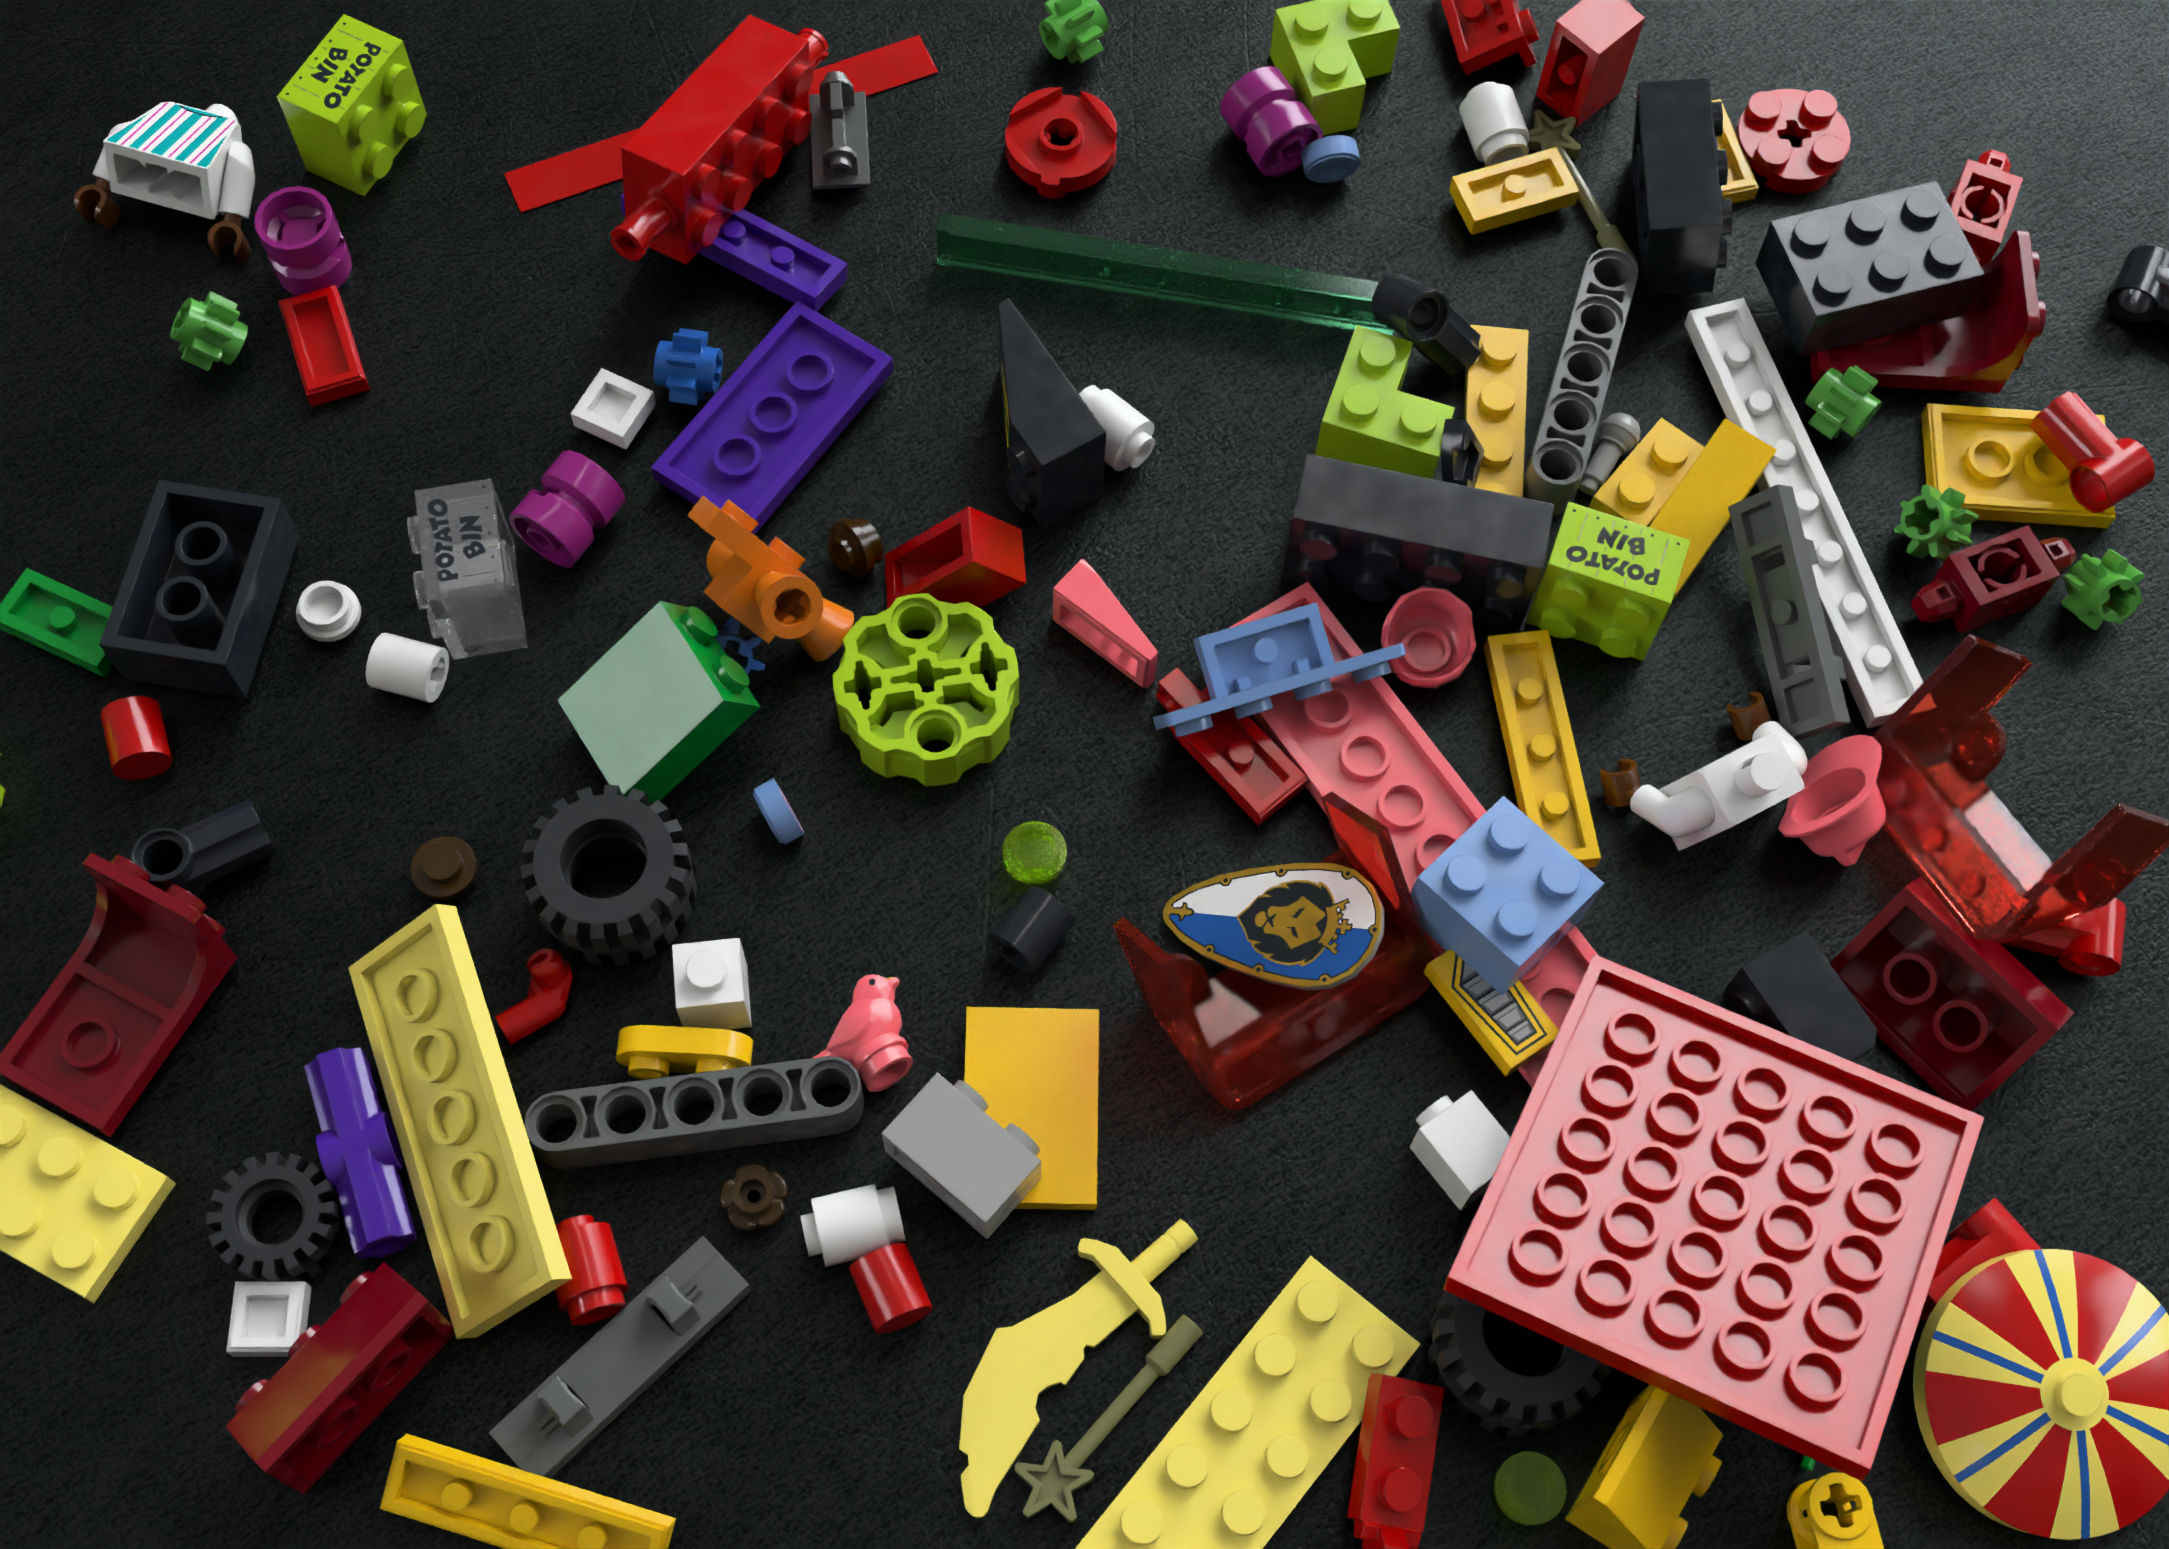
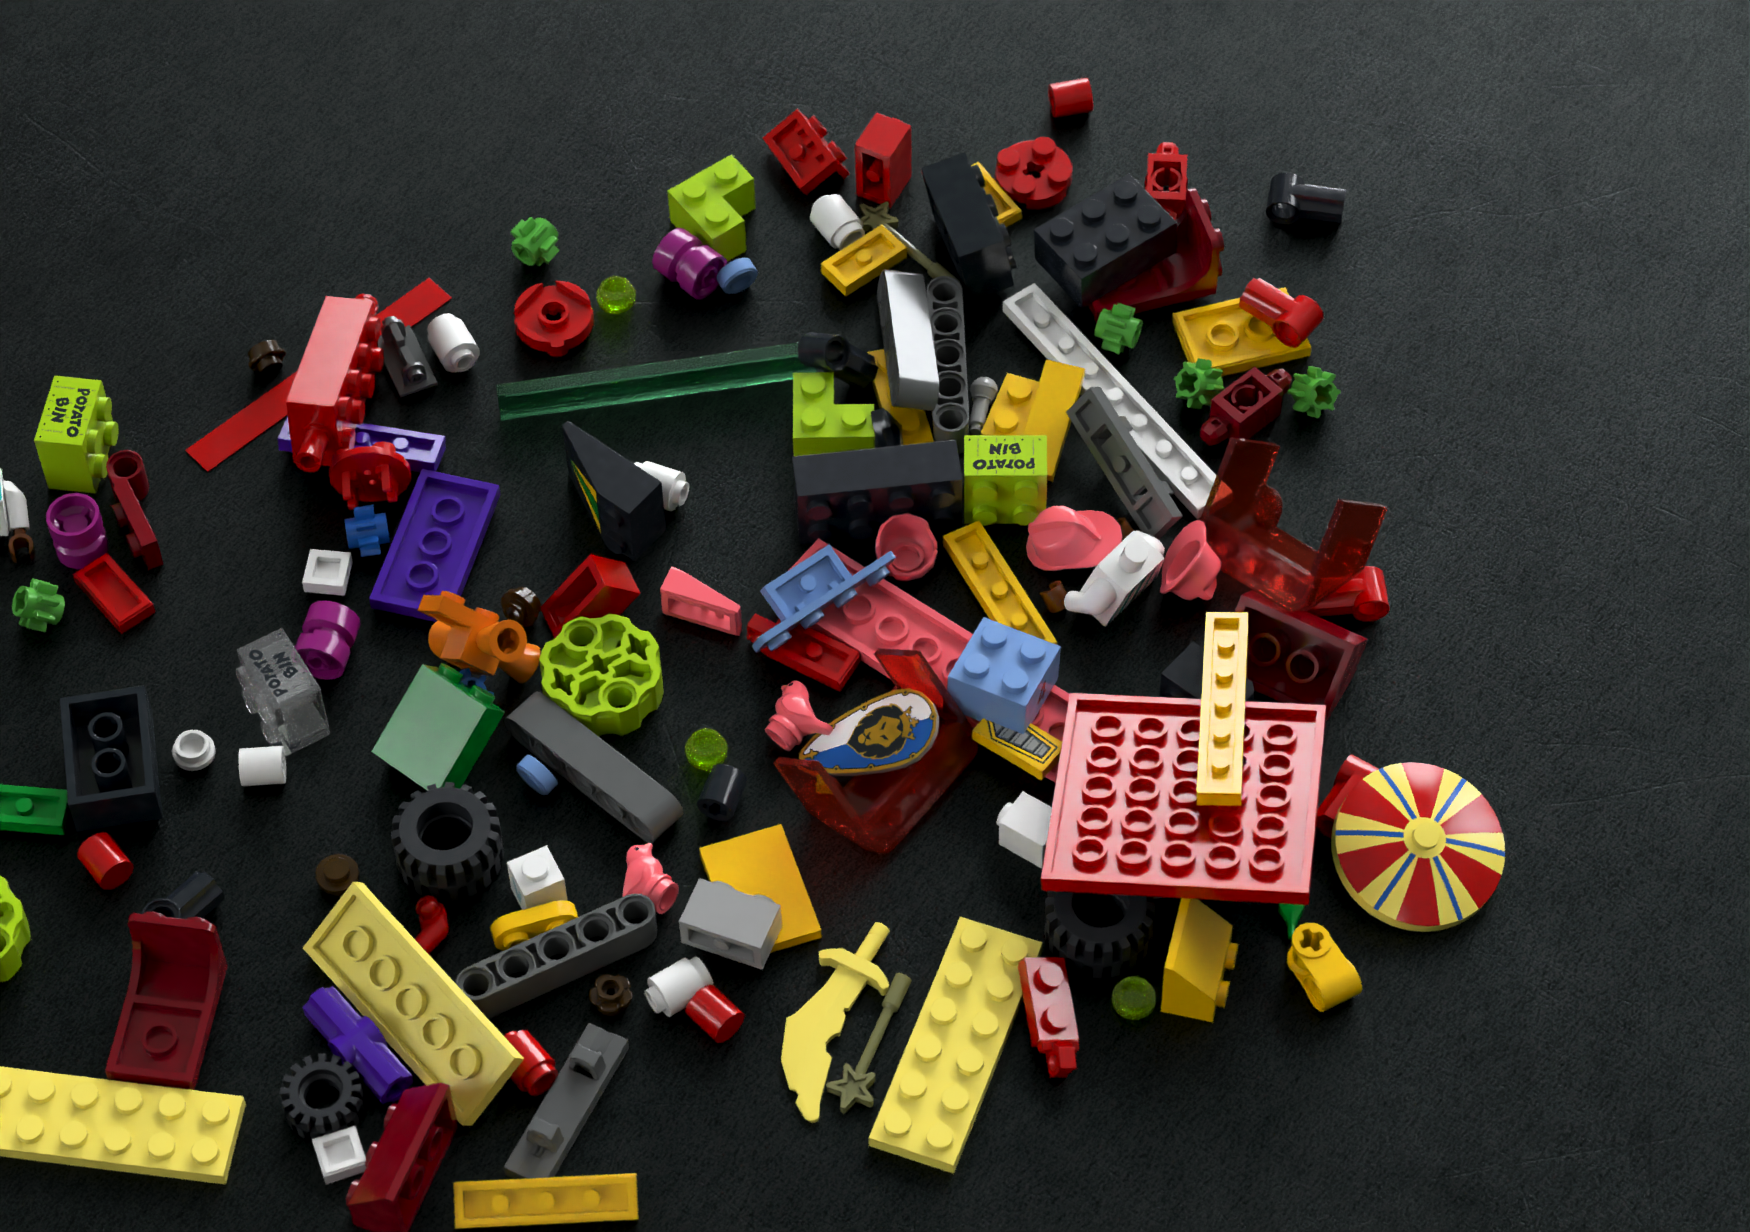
camera: 15 degrees left, 10 degrees down
(400, 199) = (130, 486): none -> dark red plate
(657, 77) = (266, 357): none -> dark brown plate
(718, 286) = (369, 473): none -> red plate
(865, 828) = (594, 767): none -> dark grey beam
(910, 135) = (452, 343): none -> white brick
(1156, 135) = (616, 295): none -> clear neon green plate
(1178, 846) = (794, 717): none -> coral animal
(1535, 329) = (907, 340): none -> beam
(1676, 703) = (1071, 538): none -> coral piece
(1821, 1080) = (1222, 709): none -> yellow plate
(1879, 47) = (1070, 97): none -> red piece

